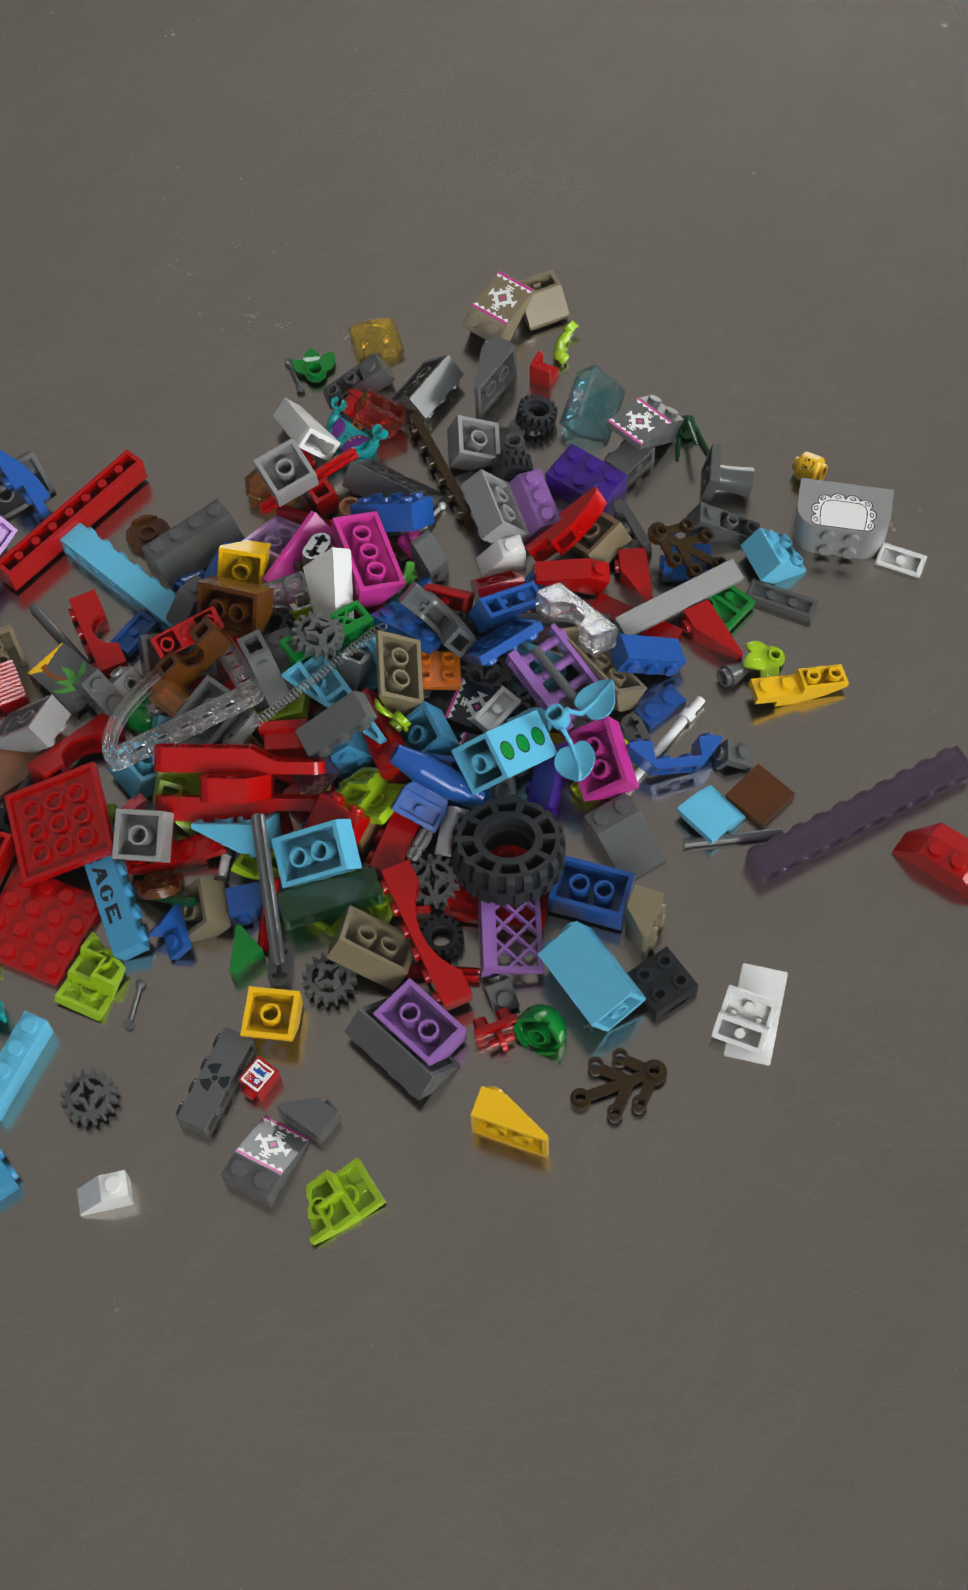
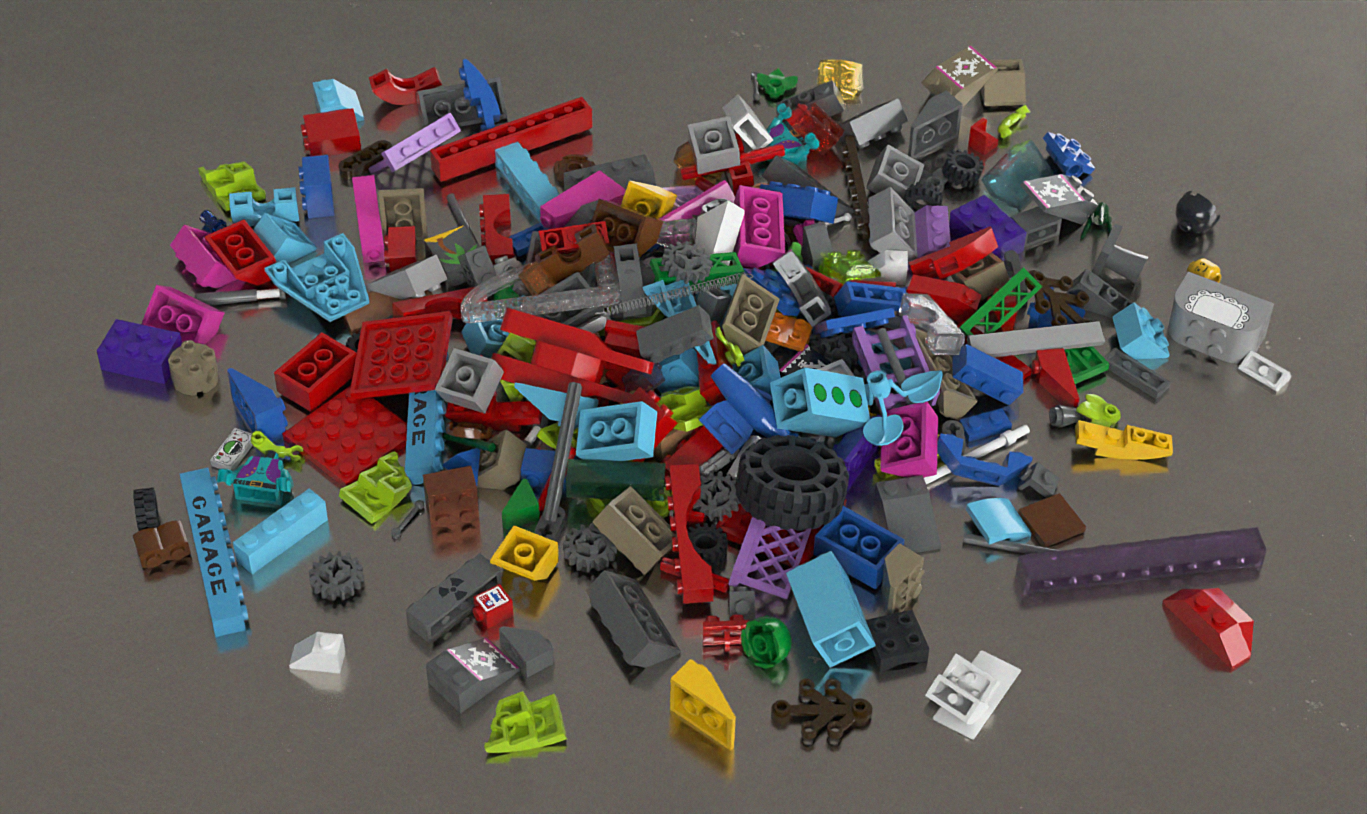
camera: 15 degrees right, 15 degrees down
(172, 971) = (451, 497): none -> copper brick
(179, 566) = (561, 209): none -> dark pink slope
(421, 1023) = (658, 602): medium lavender slope -> none
(467, 570) = (847, 266): none -> clear neon green slope
(628, 566) = (998, 298): none -> green fence
(633, 367) = (1068, 155): none -> blue plate
(779, 400) = (1196, 213): none -> black cylinder

